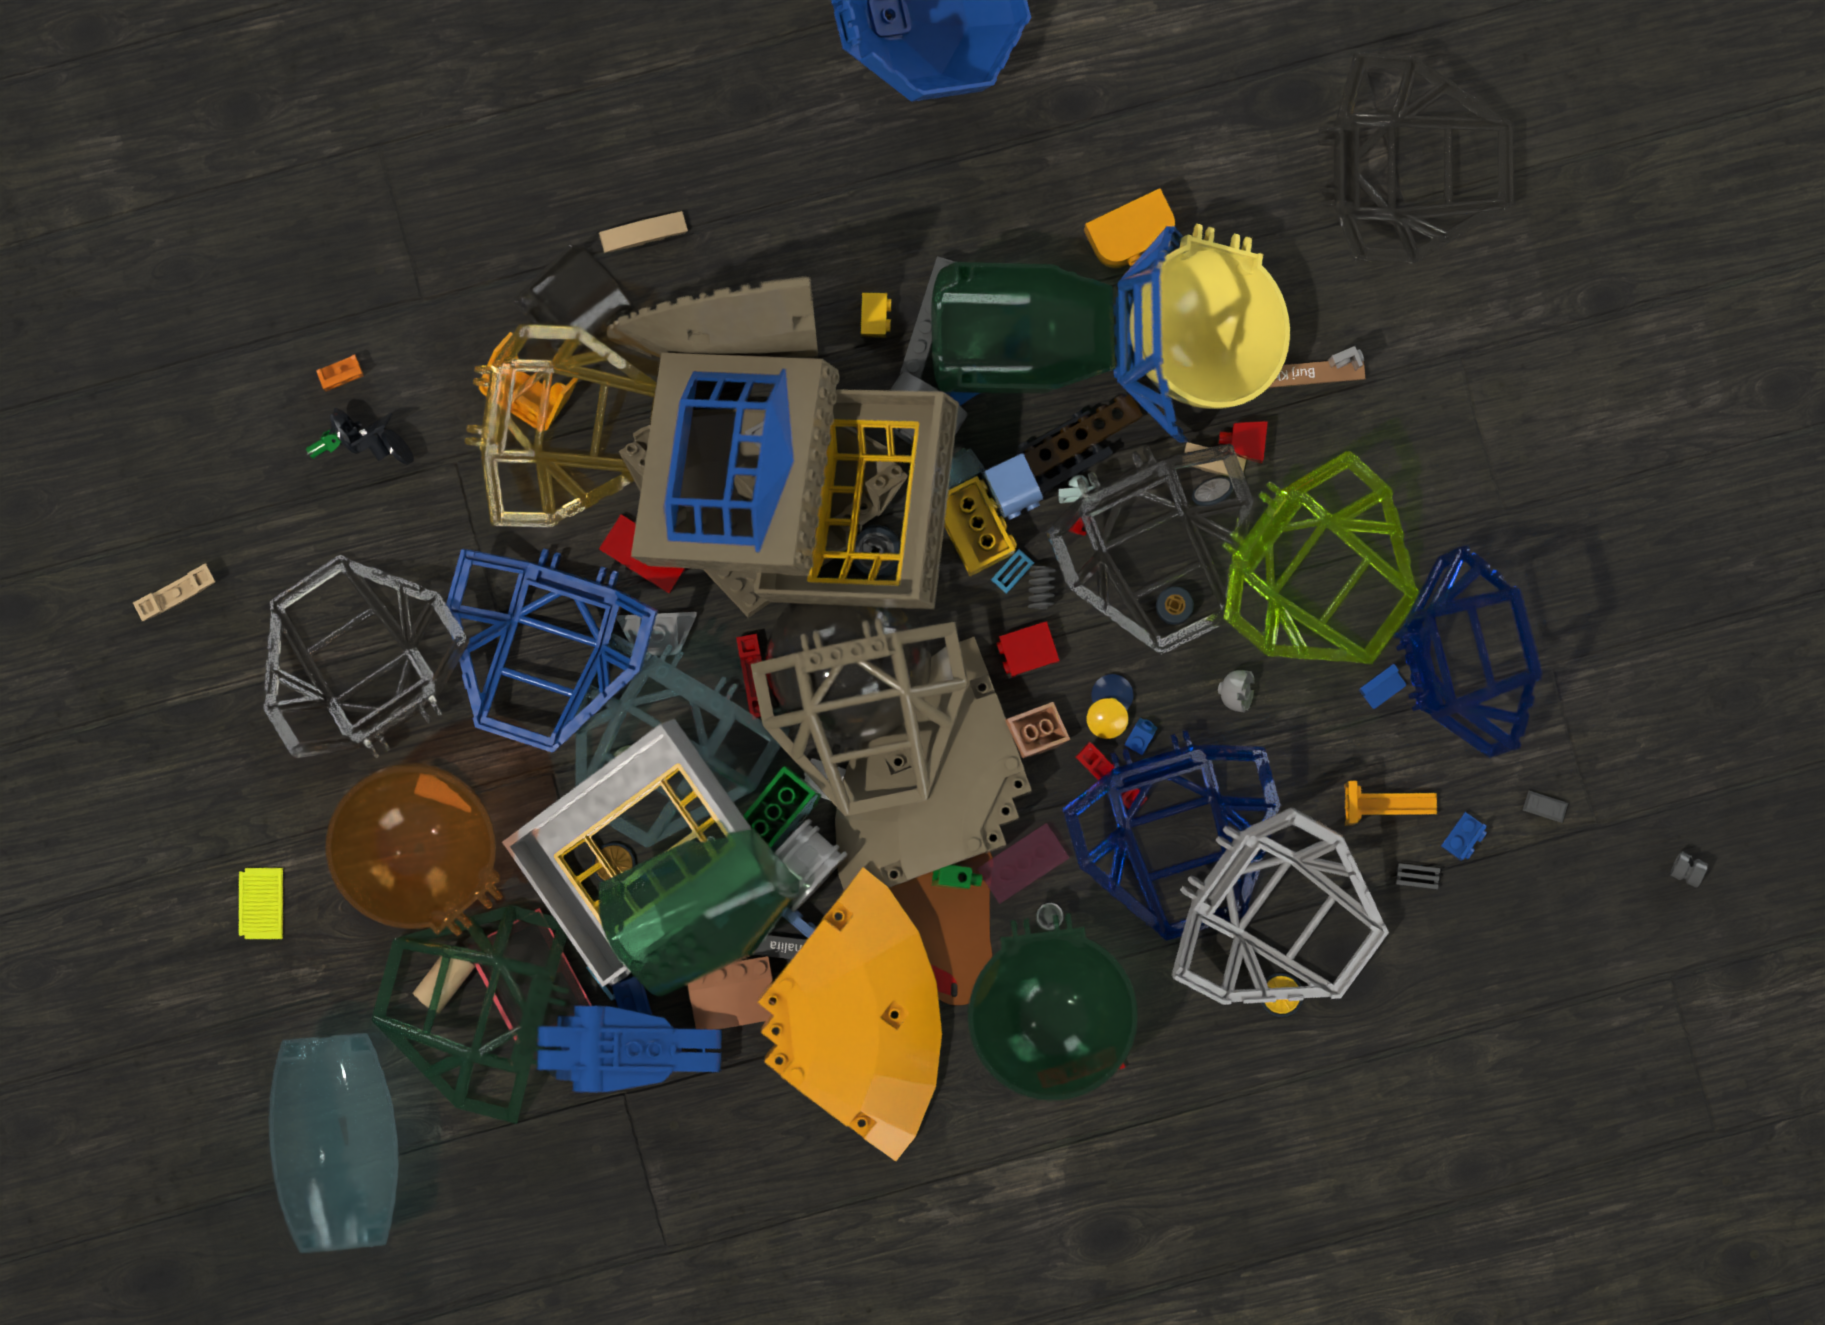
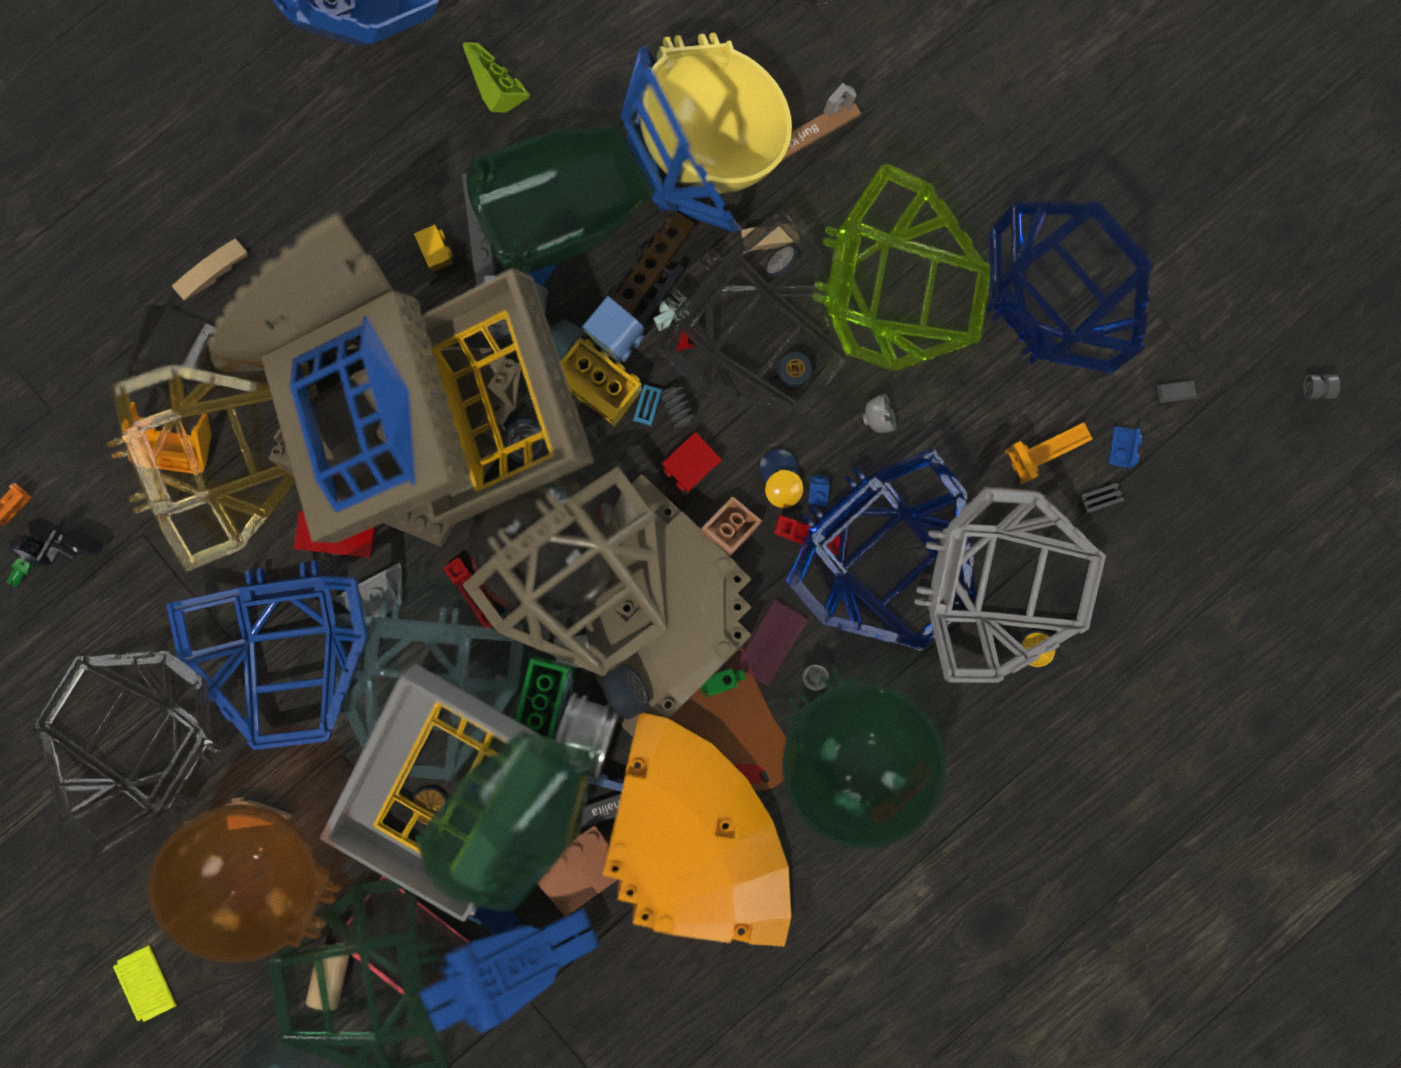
camera: 25 degrees left, 0 degrees up
(860, 841) = (626, 692): none -> black wheel
(1012, 176) = (495, 85): none -> lime wedge
(1129, 230) = (606, 81): light orange brick -> none
(1247, 440) = (792, 202): red torso -> none
(1382, 687) = (997, 356): blue panel -> none

